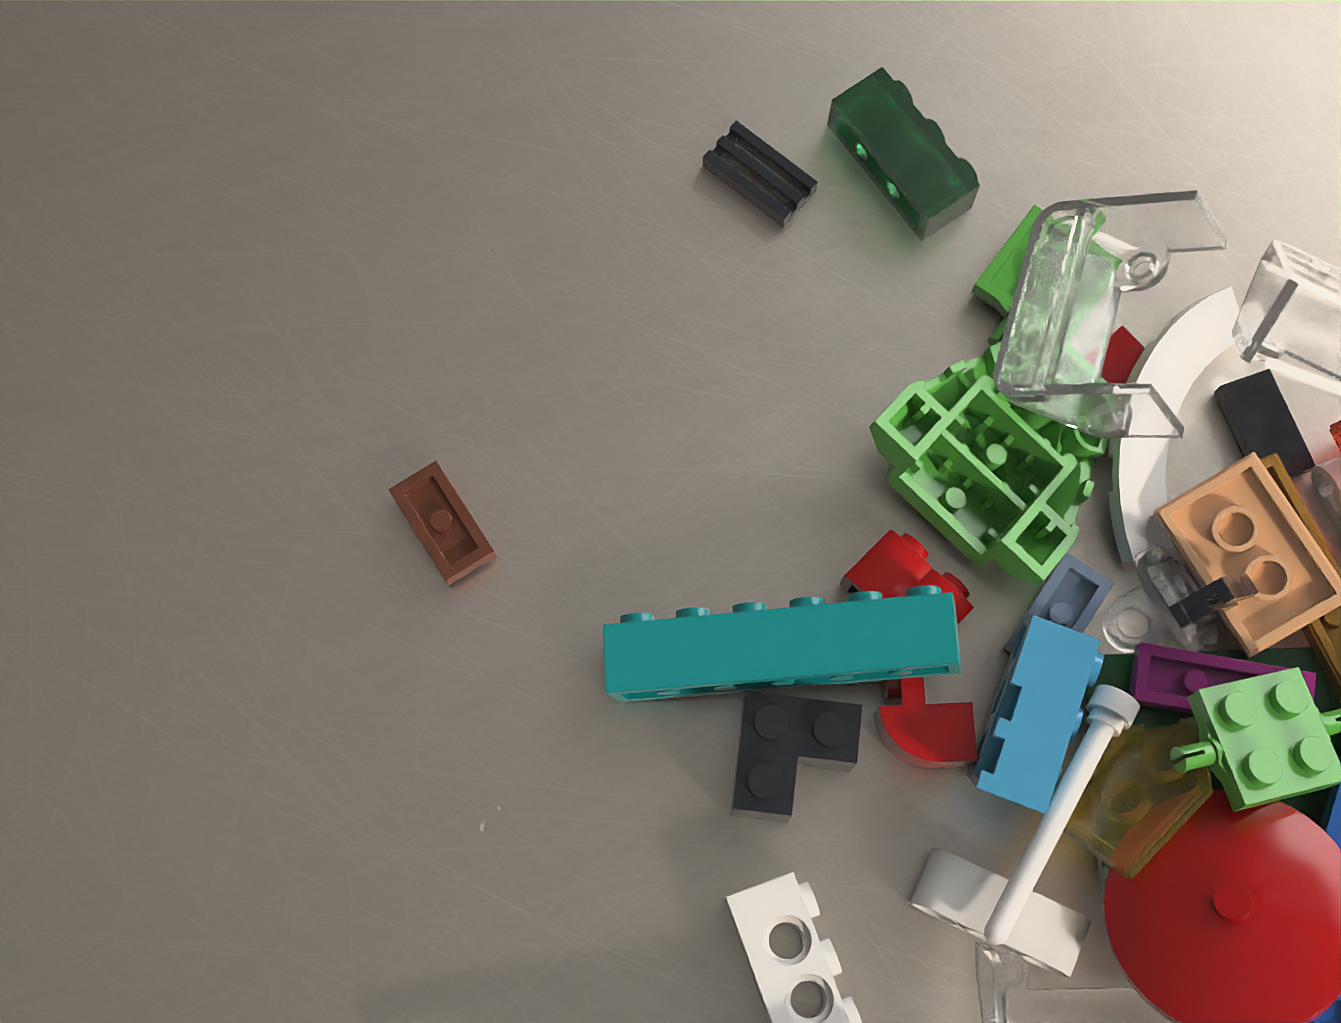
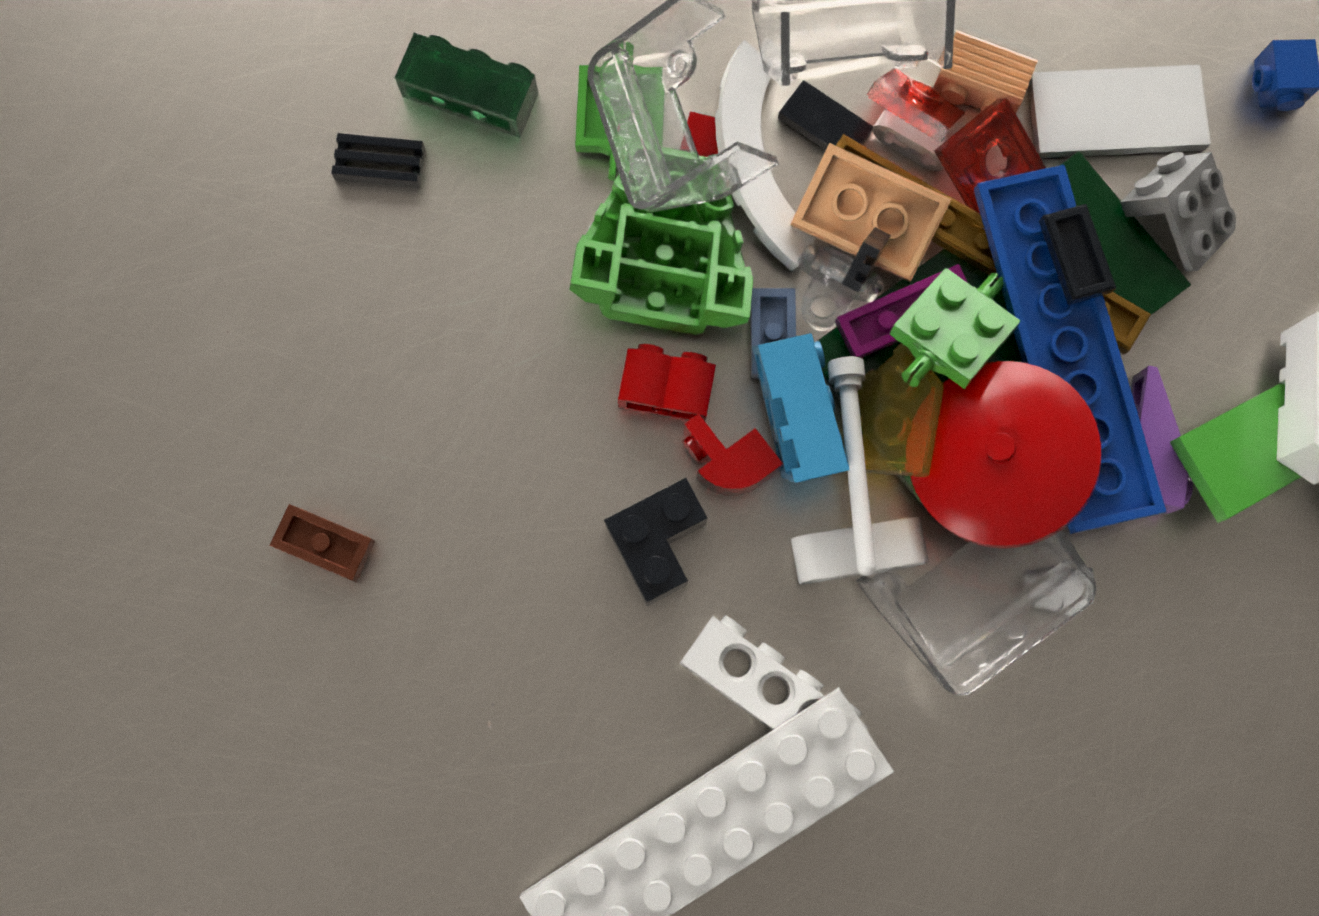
camera: 35 degrees left, 5 degrees up
(782, 646) = (607, 475): teal brick -> none

